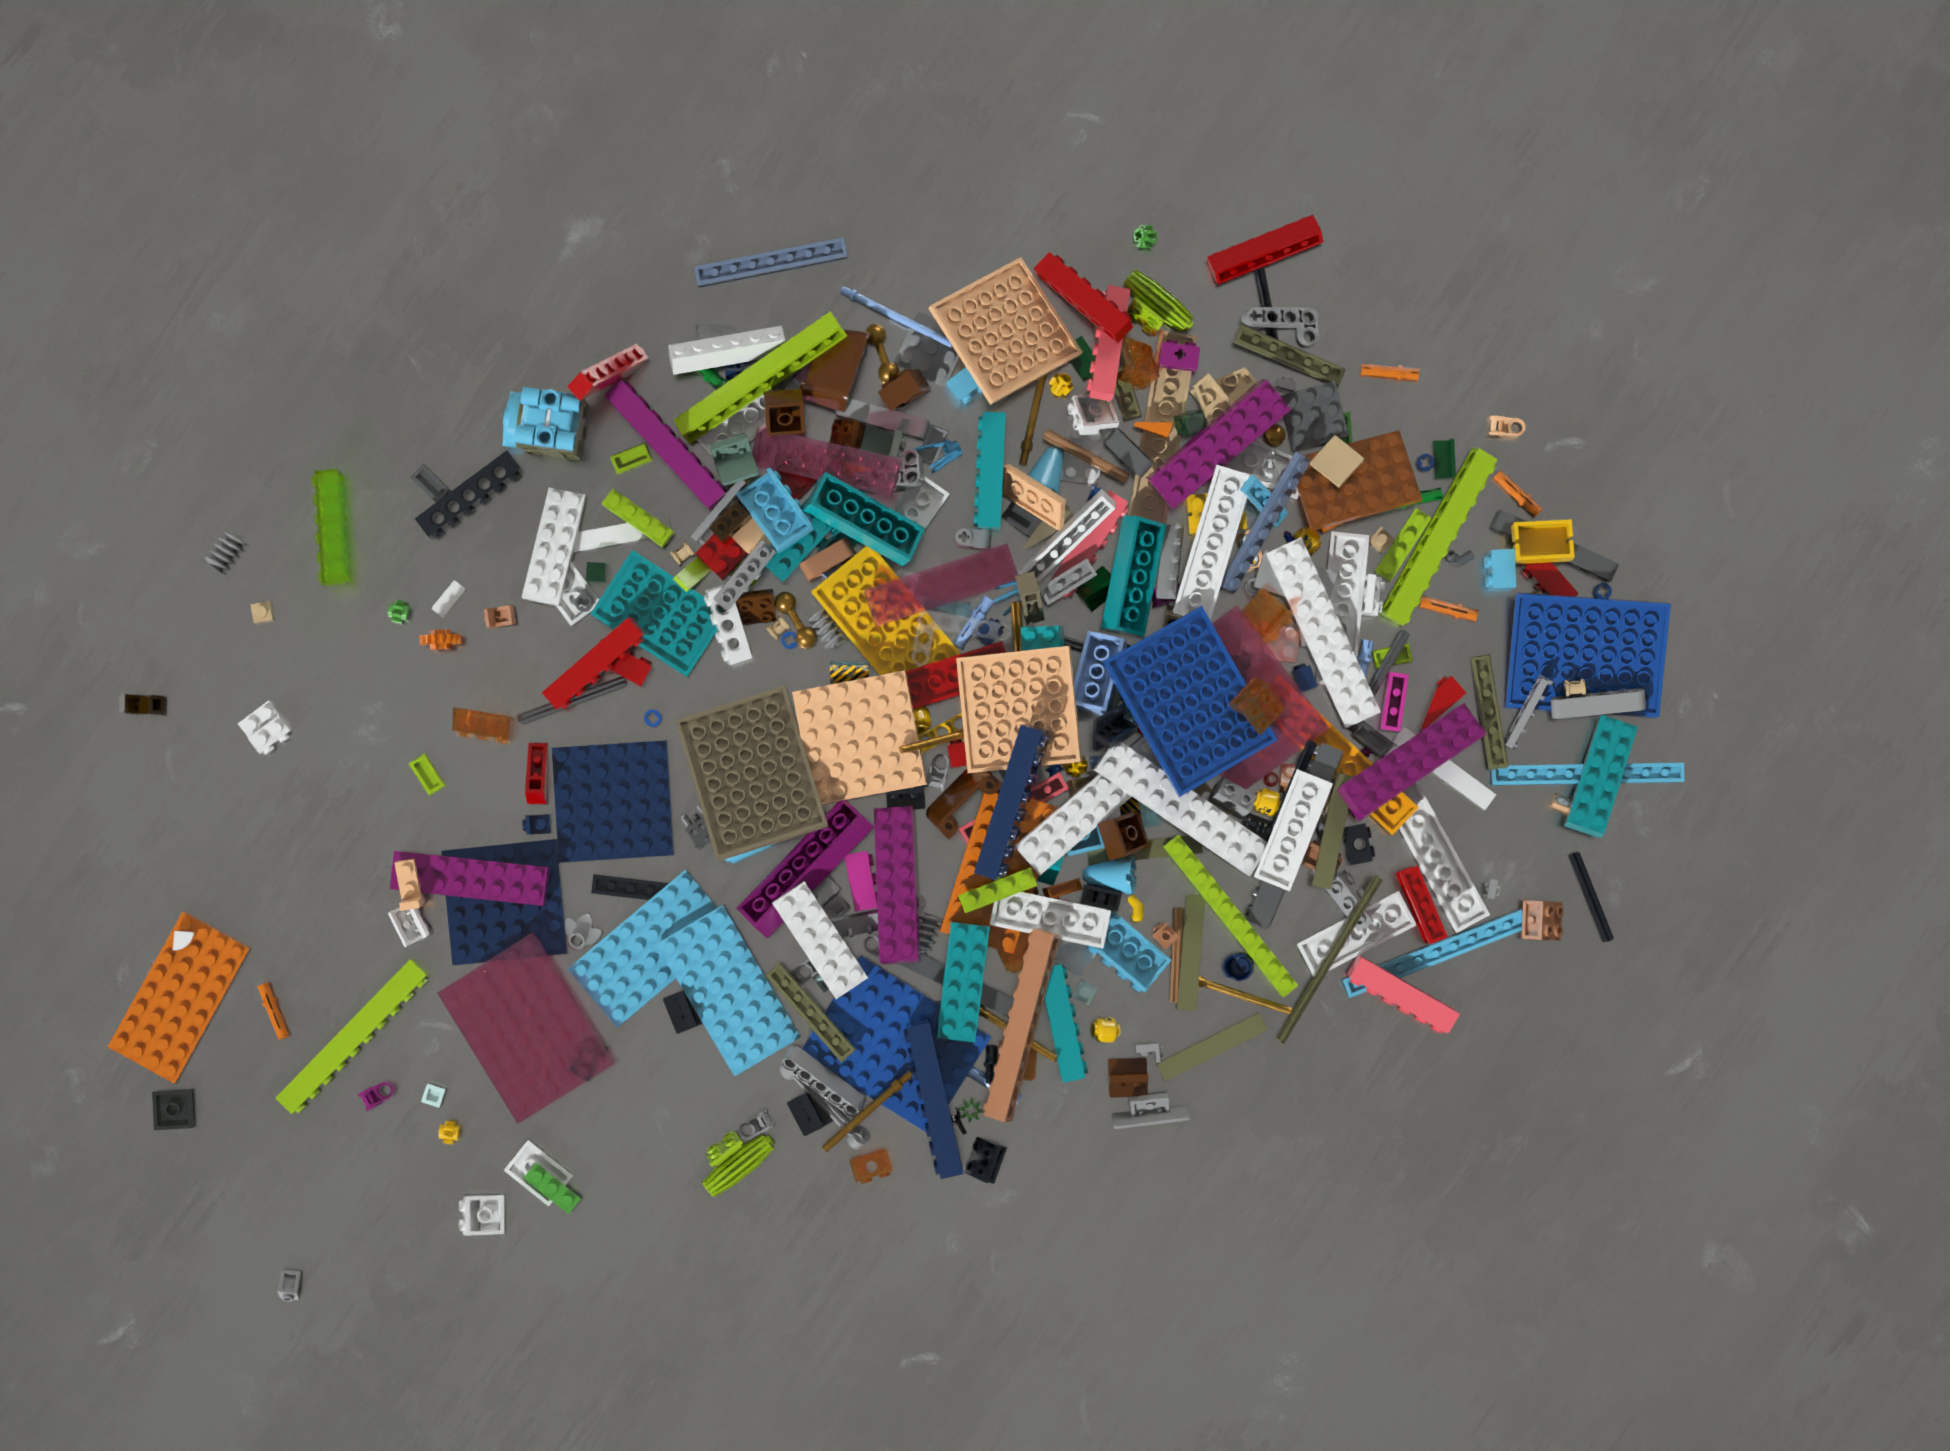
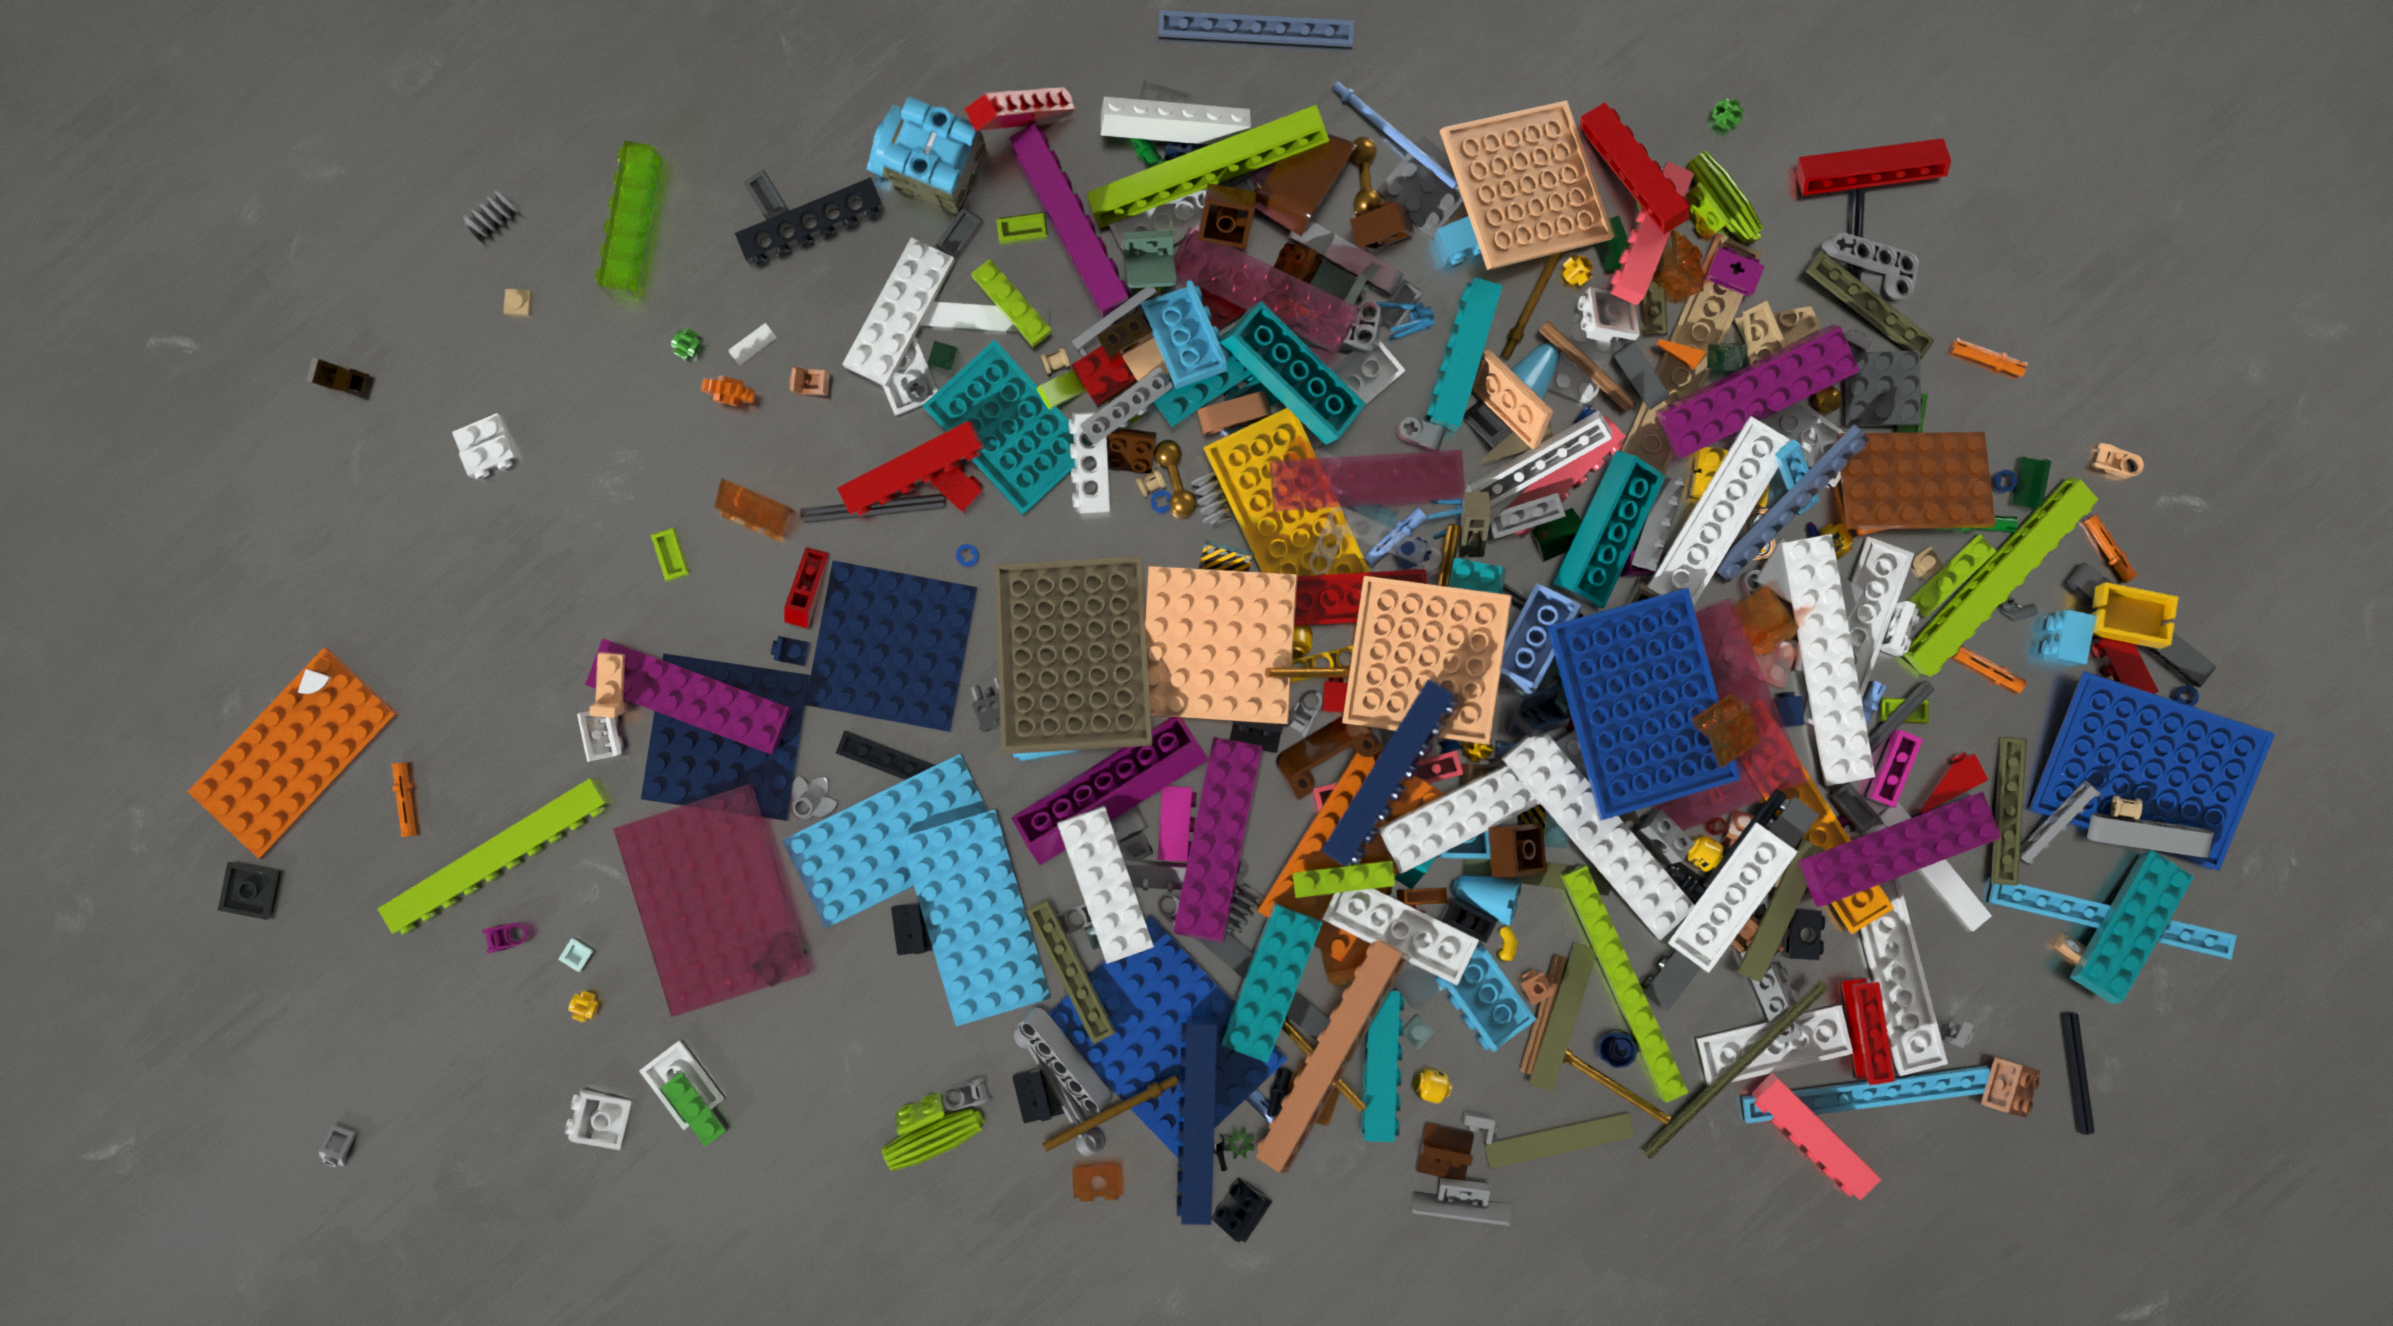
camera: 10 degrees right, 0 degrees up
(584, 474) = (959, 233): none -> dark grey tile
(1337, 461) = (1900, 450): tan tile -> none

